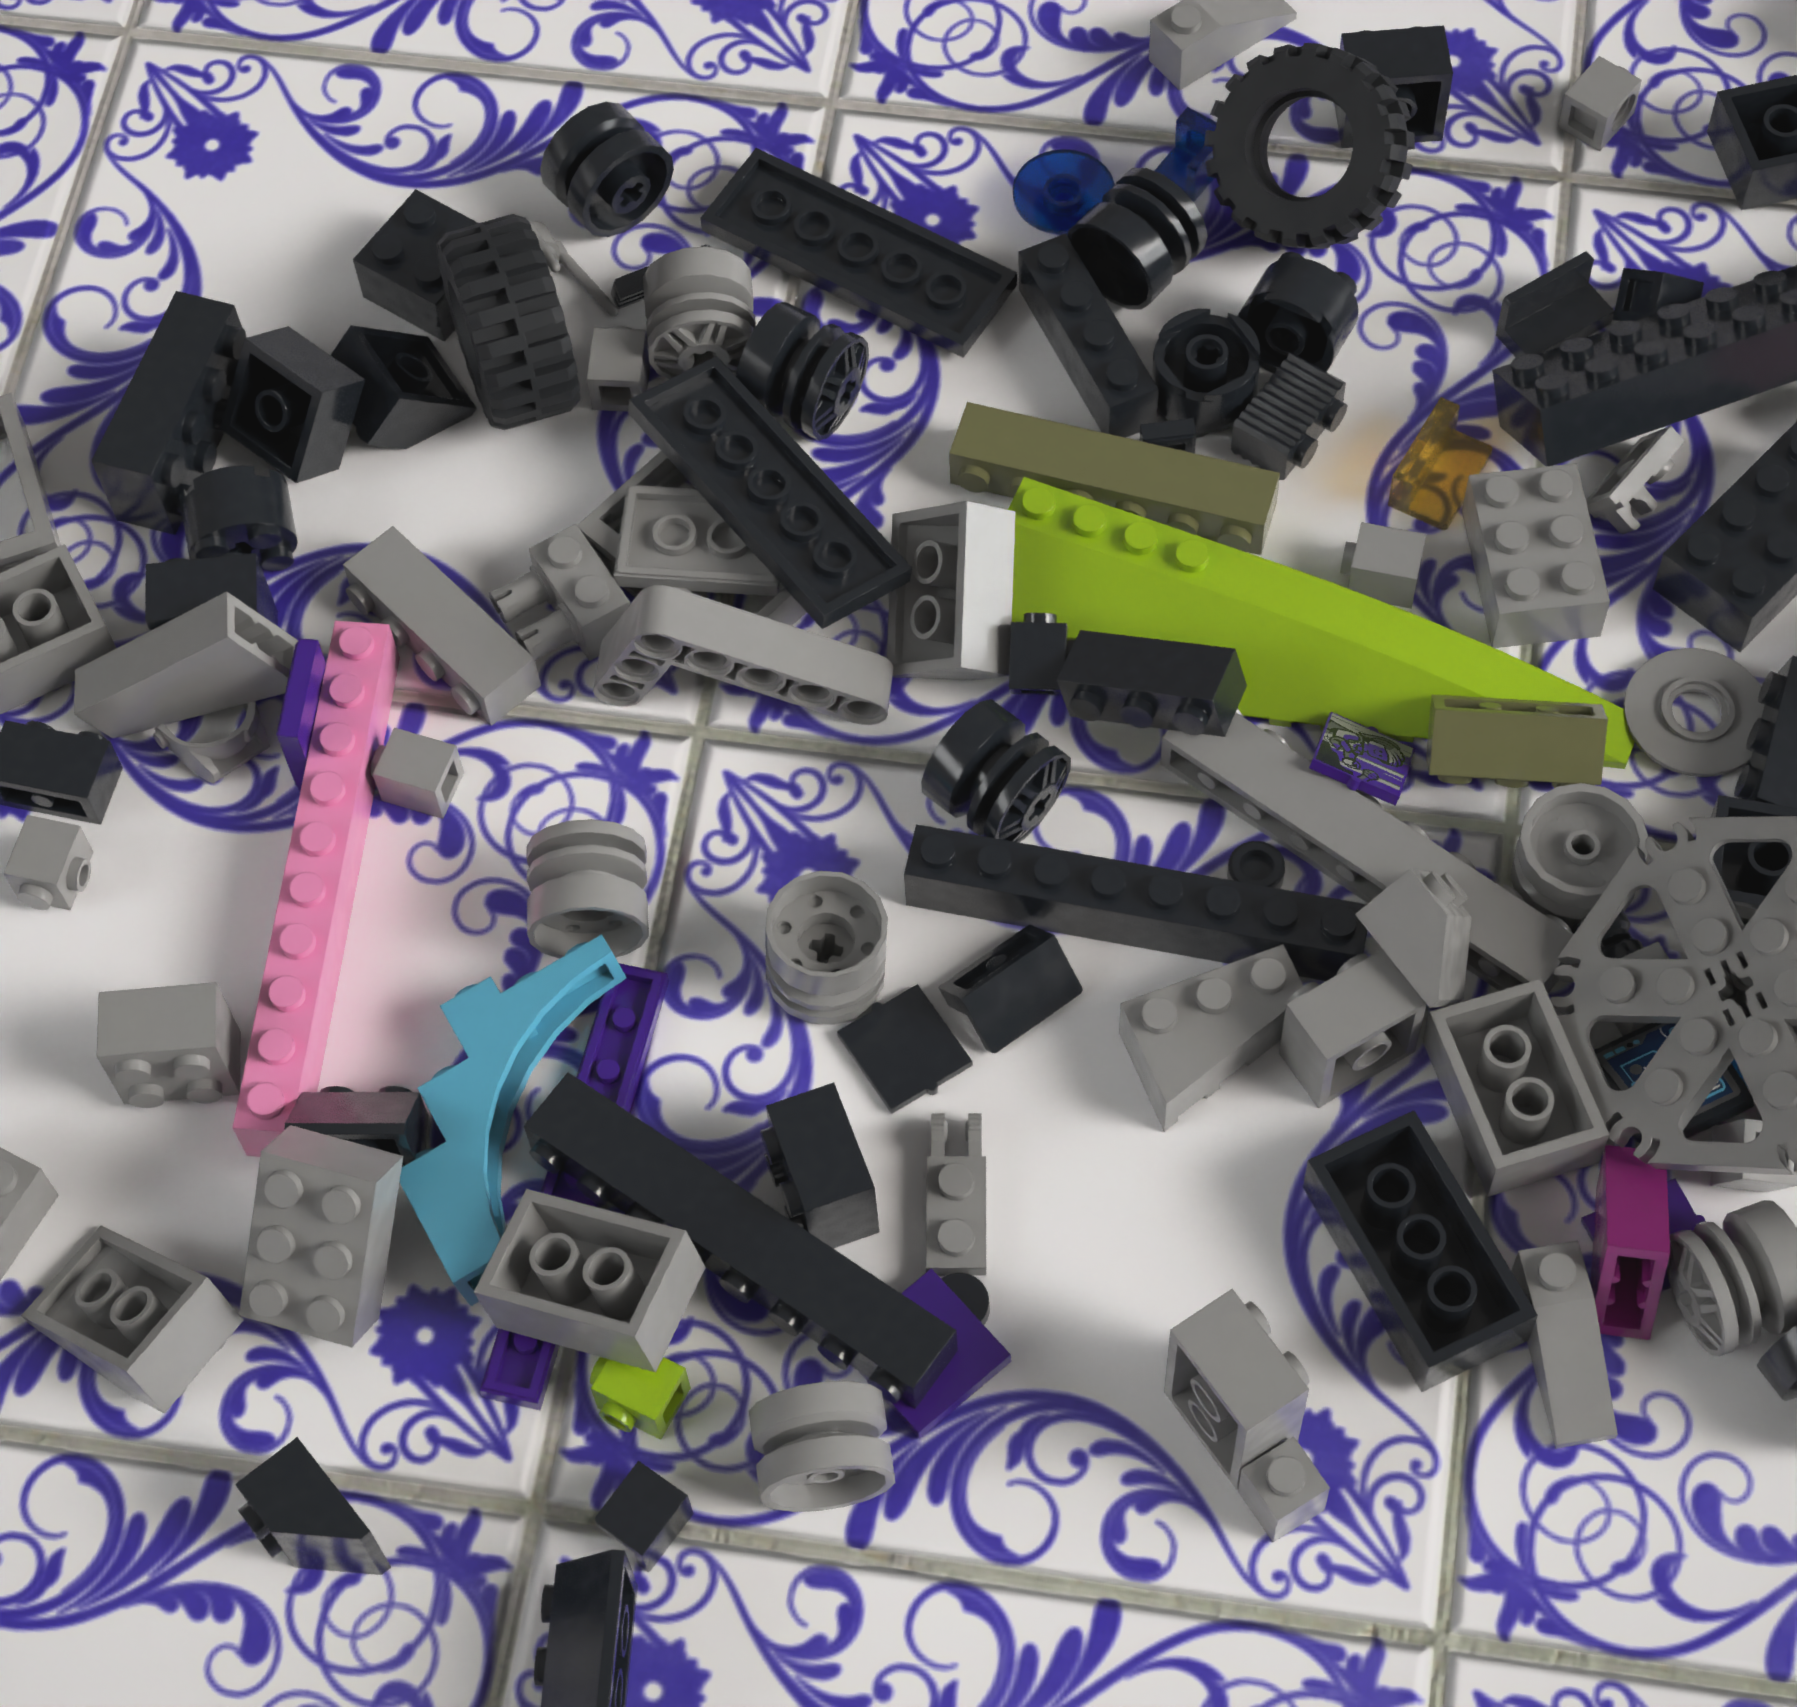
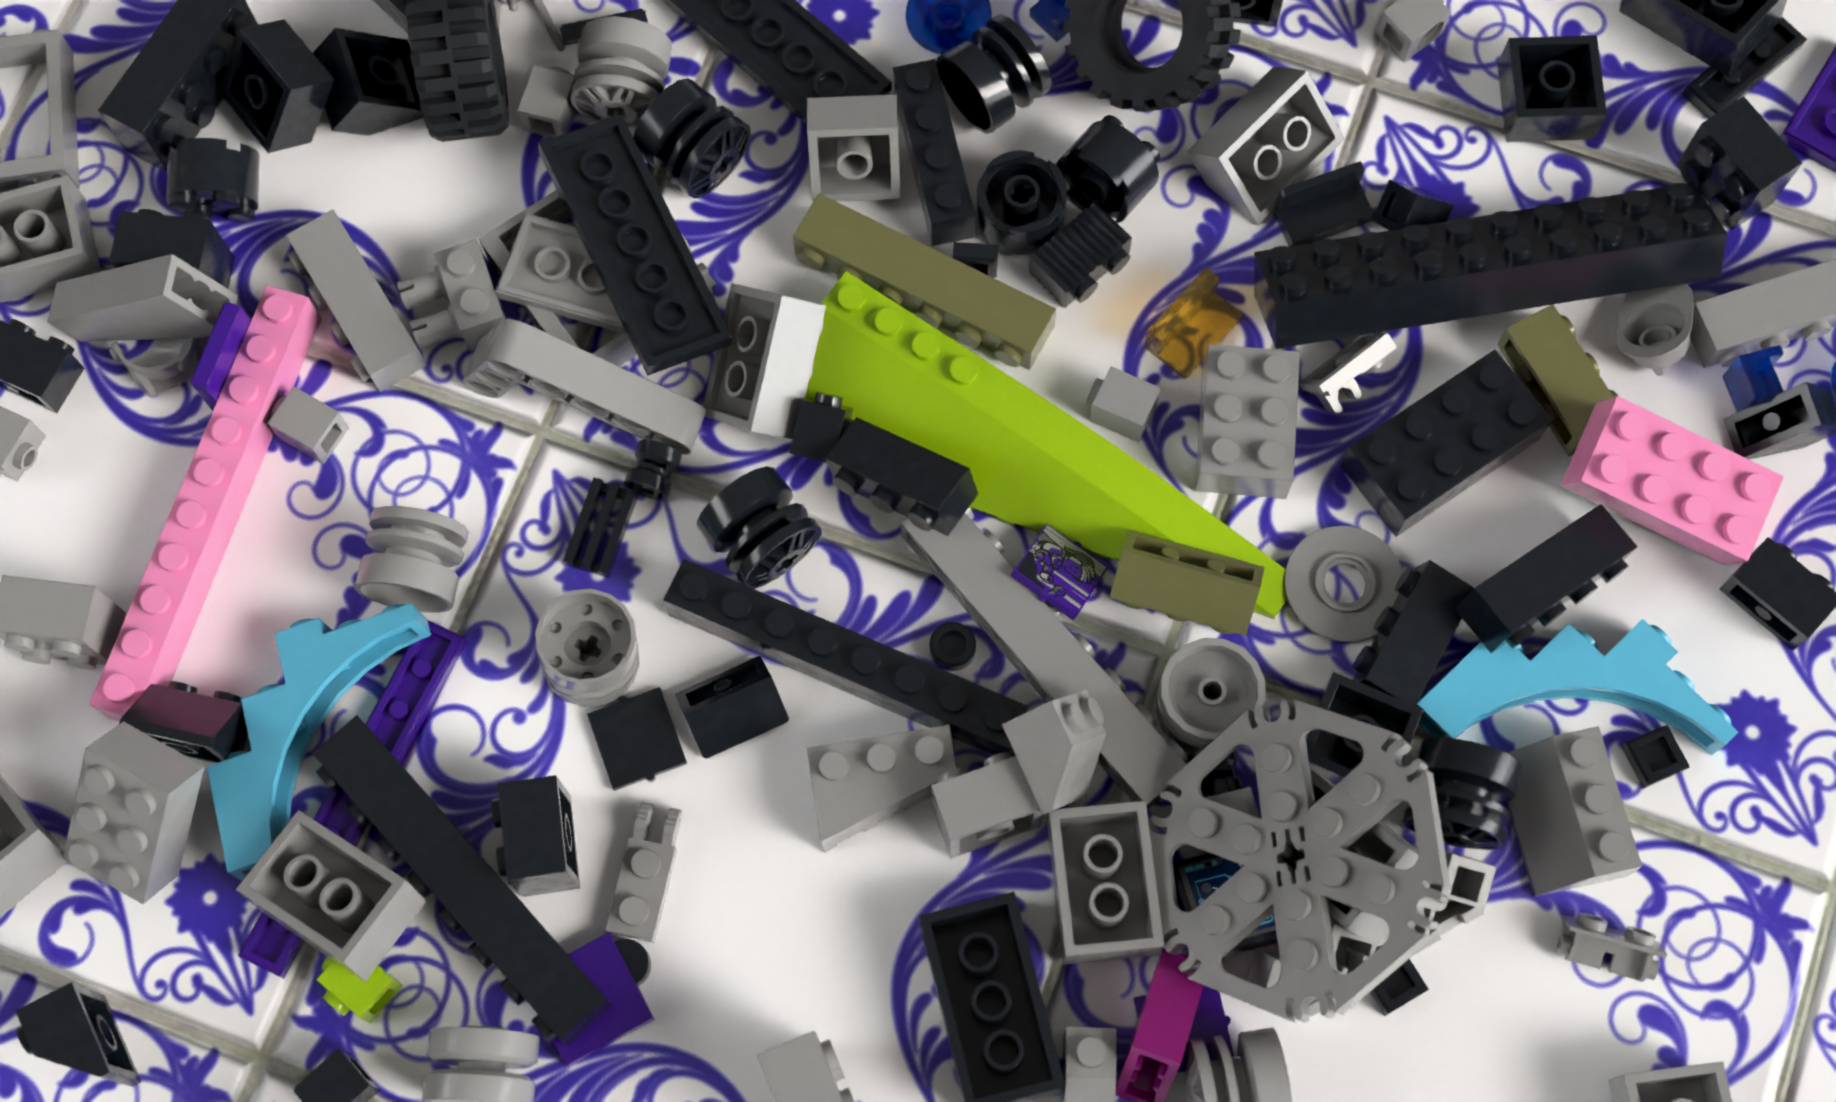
camera: 10 degrees right, 10 degrees up
(803, 781) = (583, 524): none -> black tile
(847, 744) = (653, 469): none -> black wheel
(997, 344) = (854, 147): none -> light grey brick
(1469, 256) = (1267, 142): none -> light grey slope

